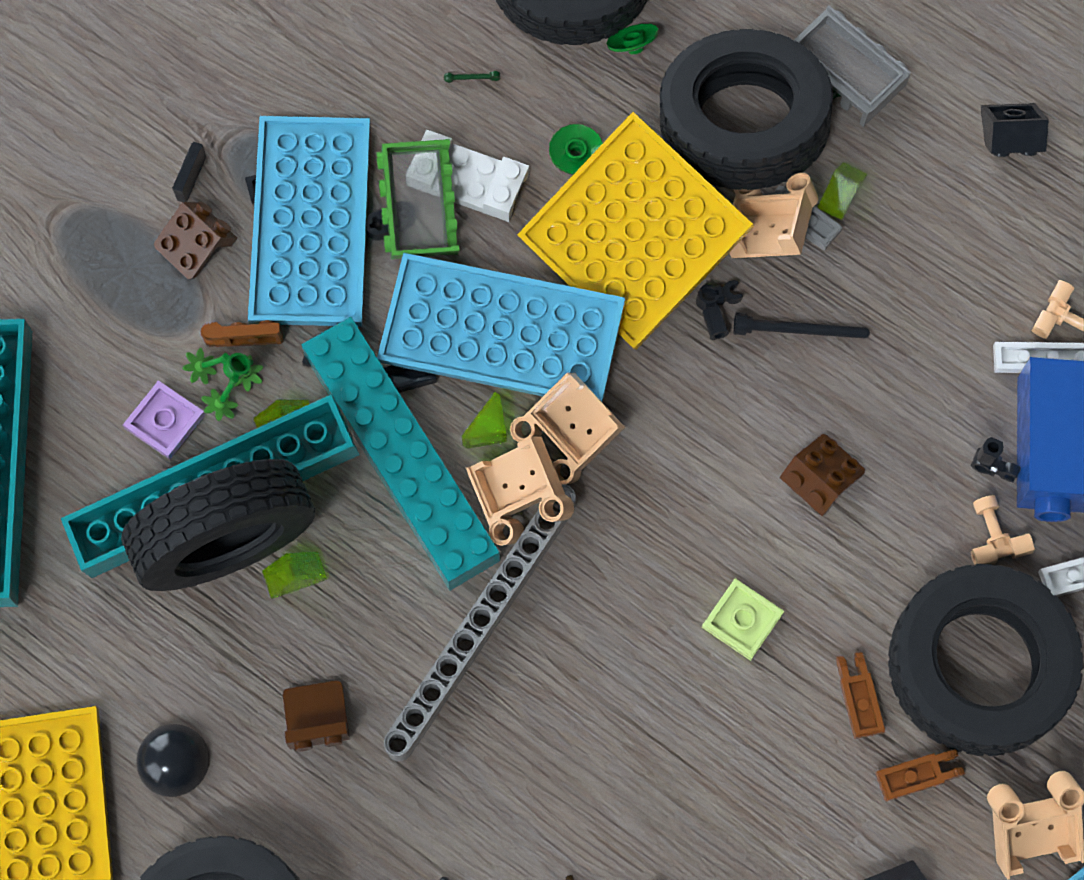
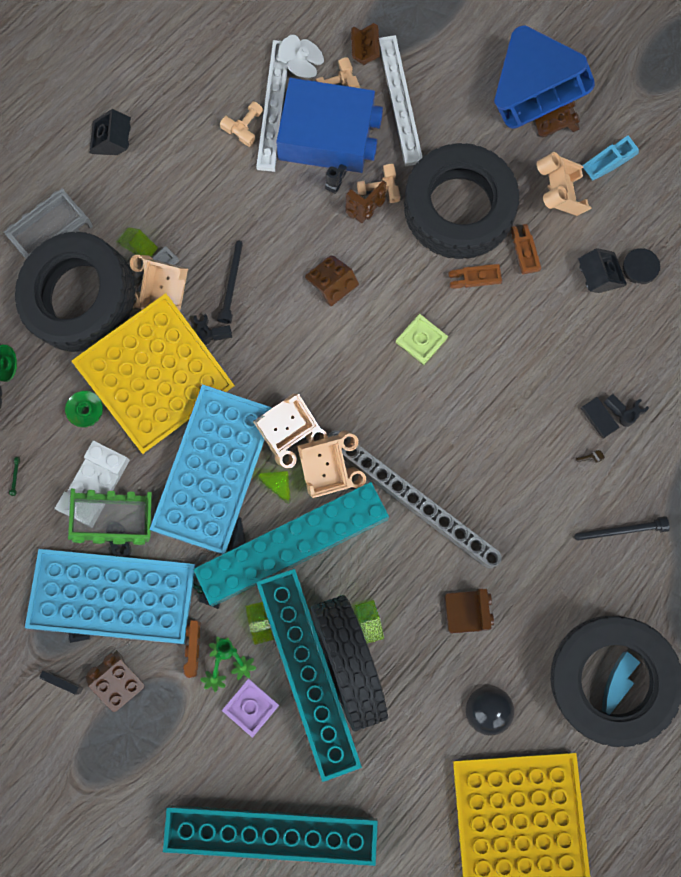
camera: 85 degrees left, 5 degrees up
(951, 514) = (364, 208): none -> reddish brown bracket

